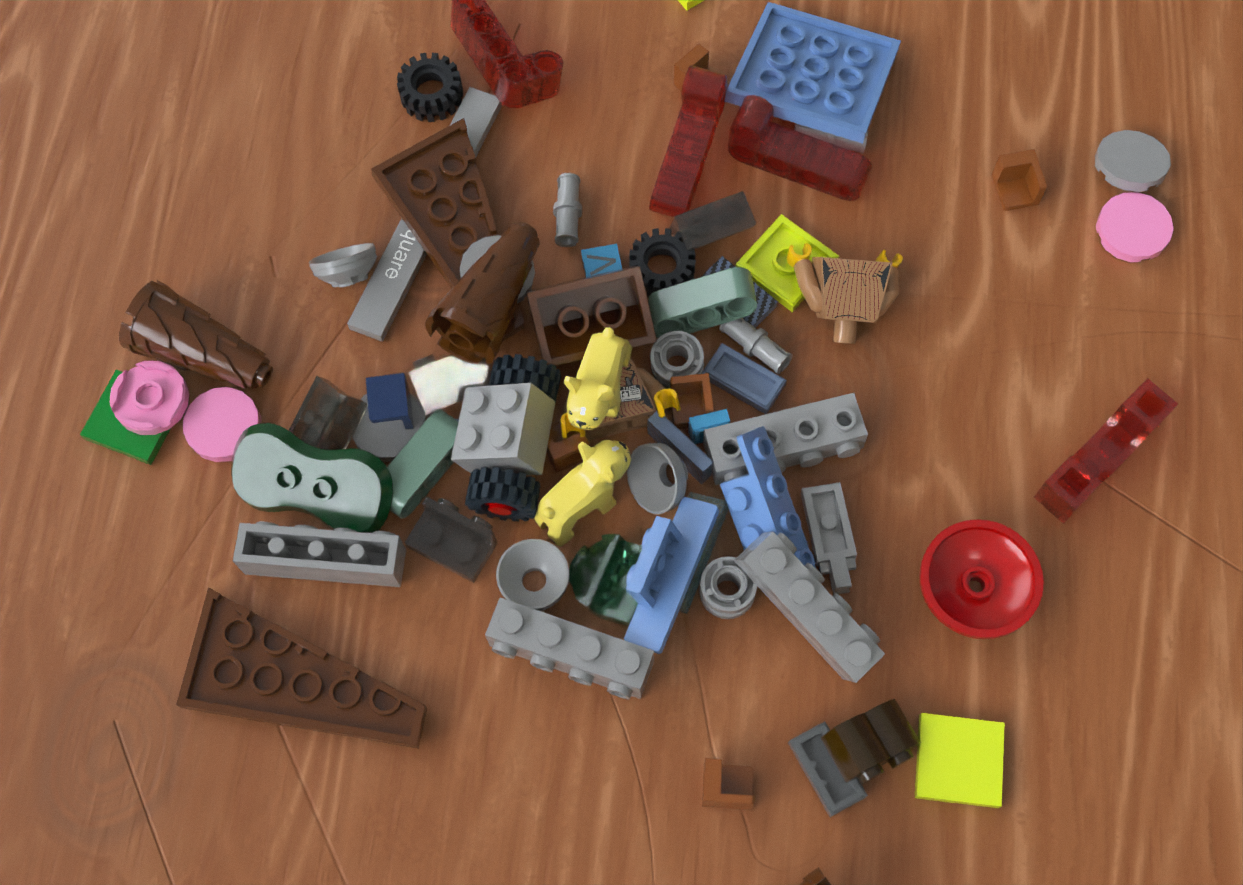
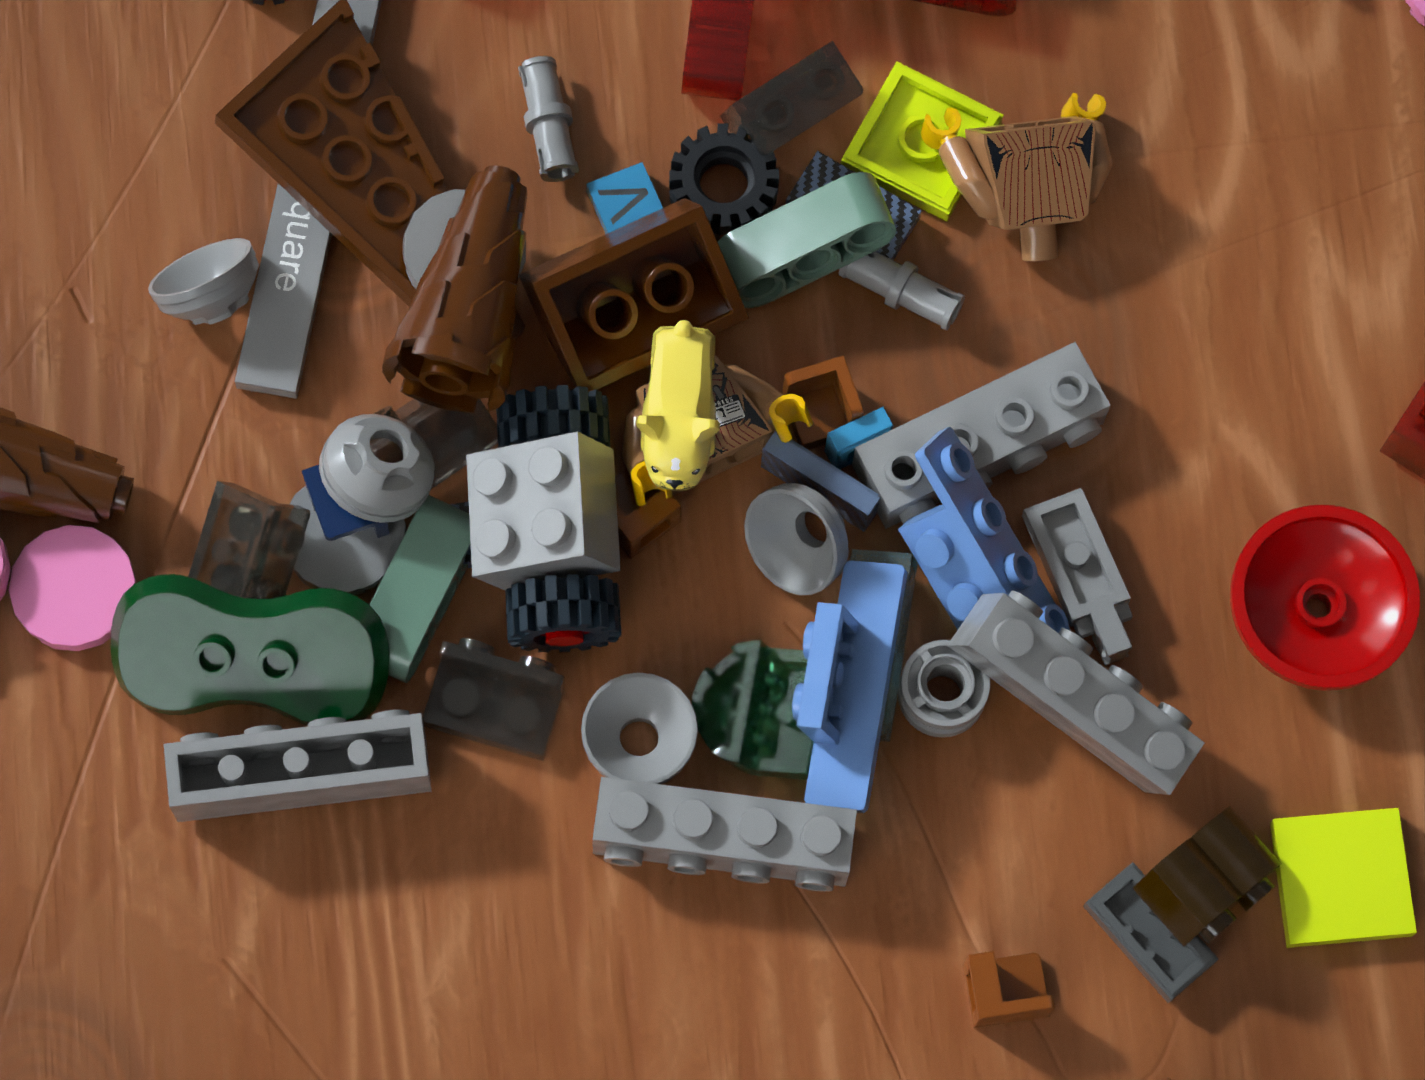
camera: 20 degrees left, 5 degrees up
(272, 676) = (272, 971): reddish brown wing -> none
(405, 395) = (371, 486): none -> light grey piece
(583, 489) = (690, 580): light yellow animal -> none
(675, 344) = (777, 313): light grey wheel -> none
(744, 378) = (894, 347): sand blue tile -> none

